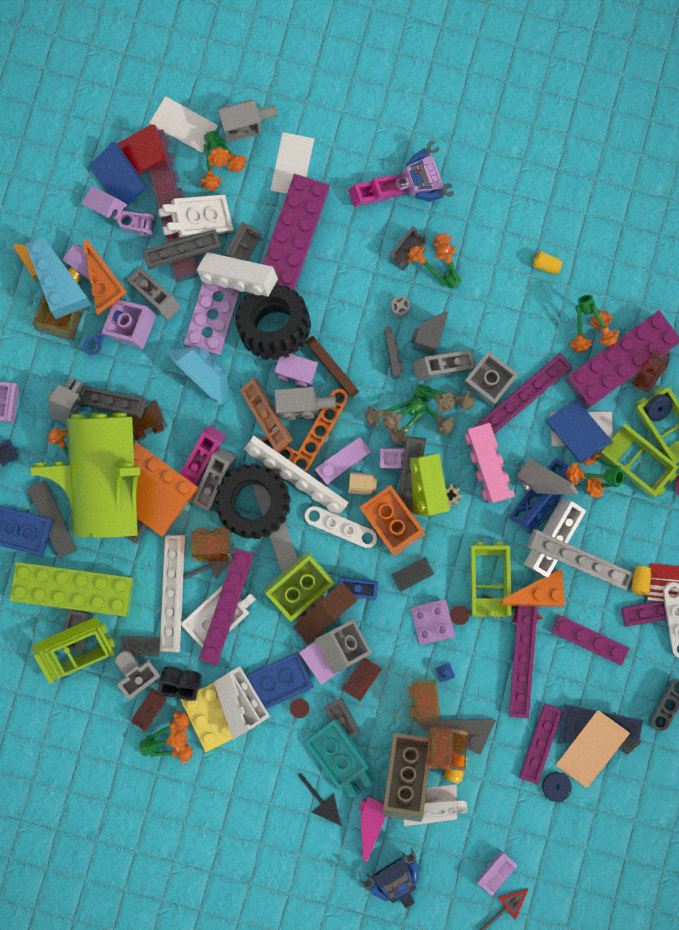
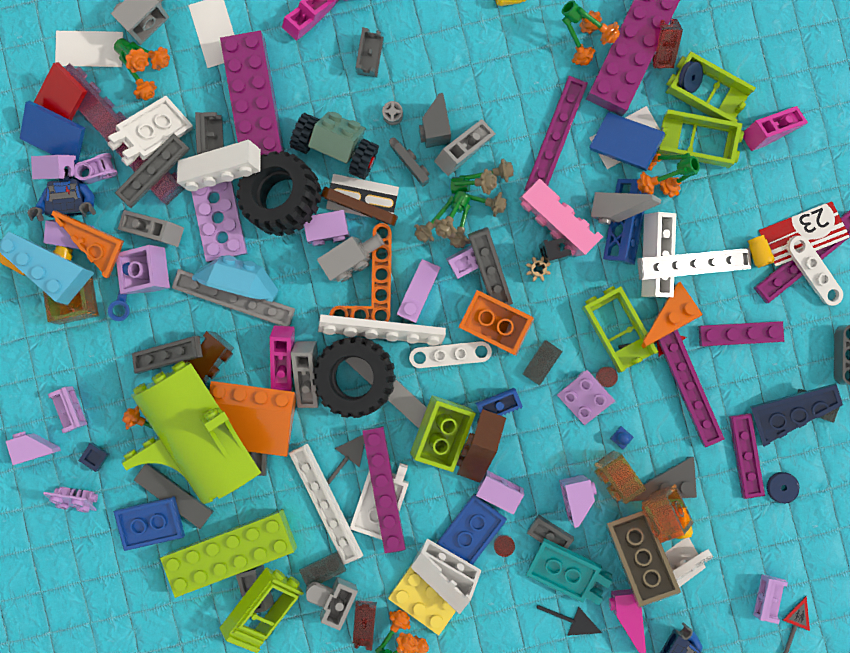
camera: 20 degrees left, 5 degrees up
(65, 400) = (121, 378): light grey brick -> none
(101, 233) = (65, 196): none -> torso
(179, 683) = (379, 586): black brick -> none
(201, 400) = (262, 309): none -> light grey tile
(211, 545) = (337, 440): clear orange brick -> none
(266, 414) = (321, 287): nougat hinge -> none
(343, 303) = (337, 139): none -> brick
(343, 646) = (515, 468): light grey brick -> none
(347, 360) = (370, 192): none -> sticker
(361, 483) = (449, 303): tan brick -> none
(362, 679) = (548, 487): clear red hinge -> none
(381, 698) = (578, 497): none -> lavender slope
(428, 485) = (514, 271): lime wedge -> none
(444, 251) = (406, 35): orange plant -> none
(468, 487) = (551, 251): none -> black hinge
(490, 379) = (517, 136): light grey brick -> none
(592, 749) = (800, 435): light nougat sticker -> none

